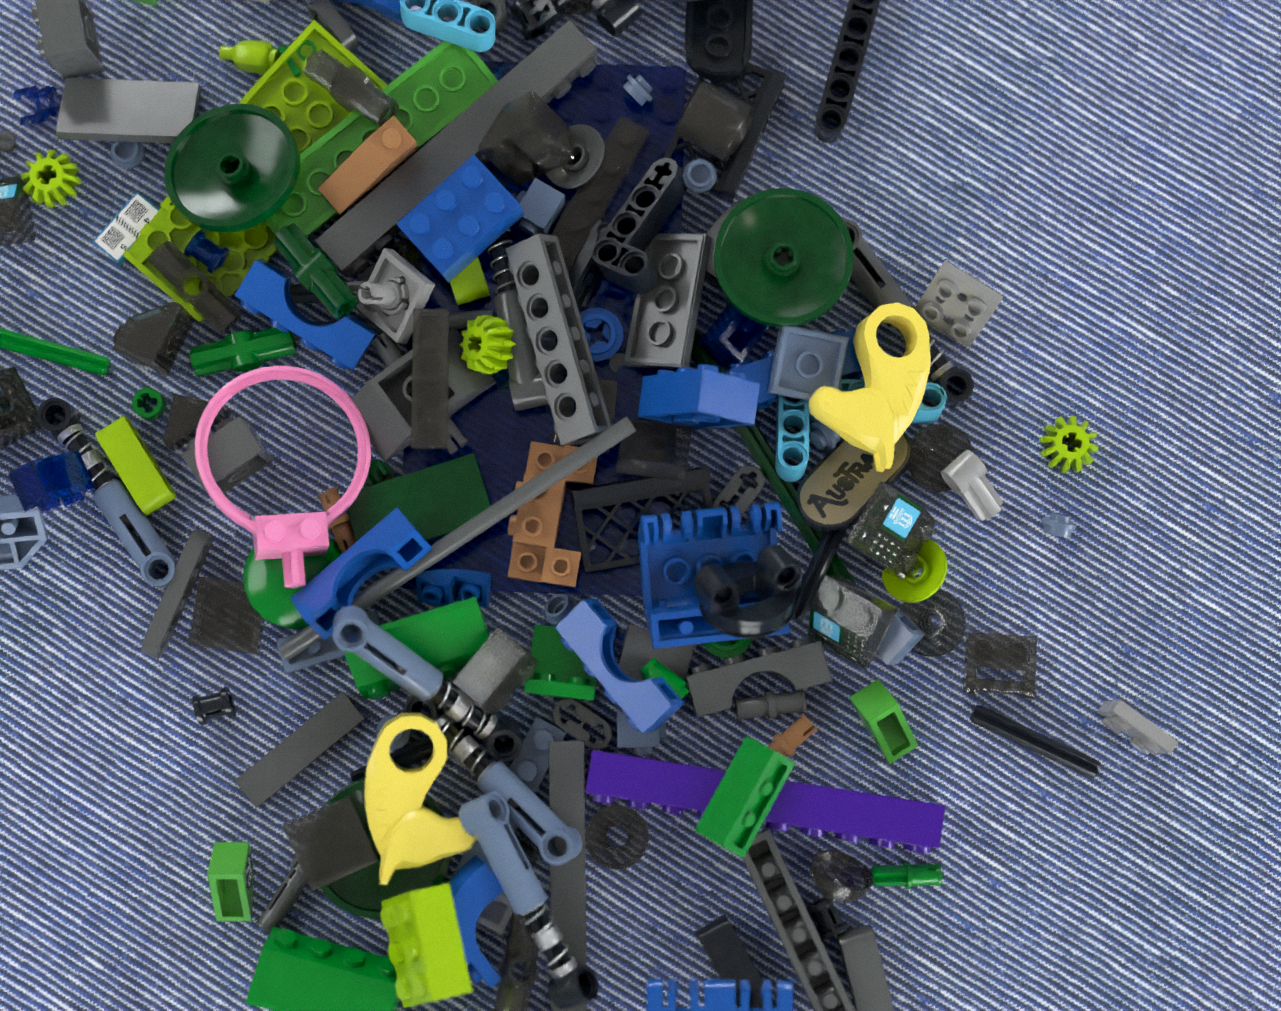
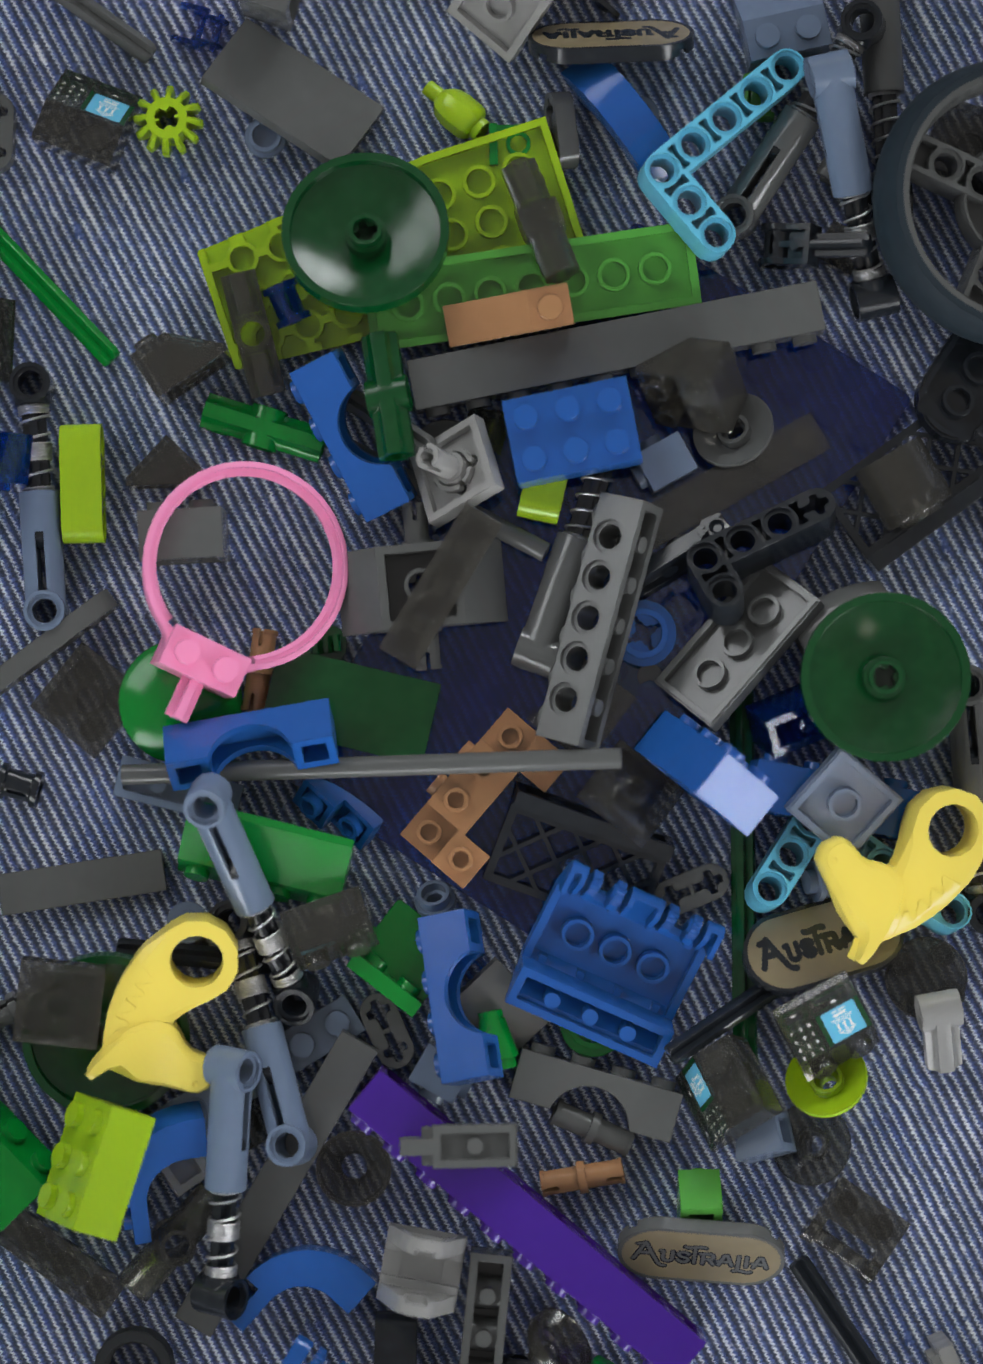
camera: 30 degrees right, 5 degrees up
(125, 227) = (217, 221): white tile -> none
(155, 395) = (122, 431): green bush -> none
(487, 344) = (521, 581): lime gear -> none
(635, 924) = (311, 1266): none -> blue arch
(639, 89) = (845, 396): sand blue plate -> none
(685, 766) = (464, 1145): none -> dark grey hinge
(699, 176) = (853, 529): sand blue plate -> none
(708, 881) = (421, 1271): none -> light grey piece
(744, 796) = (506, 1211): green panel -> none
(771, 577) = (671, 1002): black piece -> none
(901, 745) = (701, 1251): none -> tile

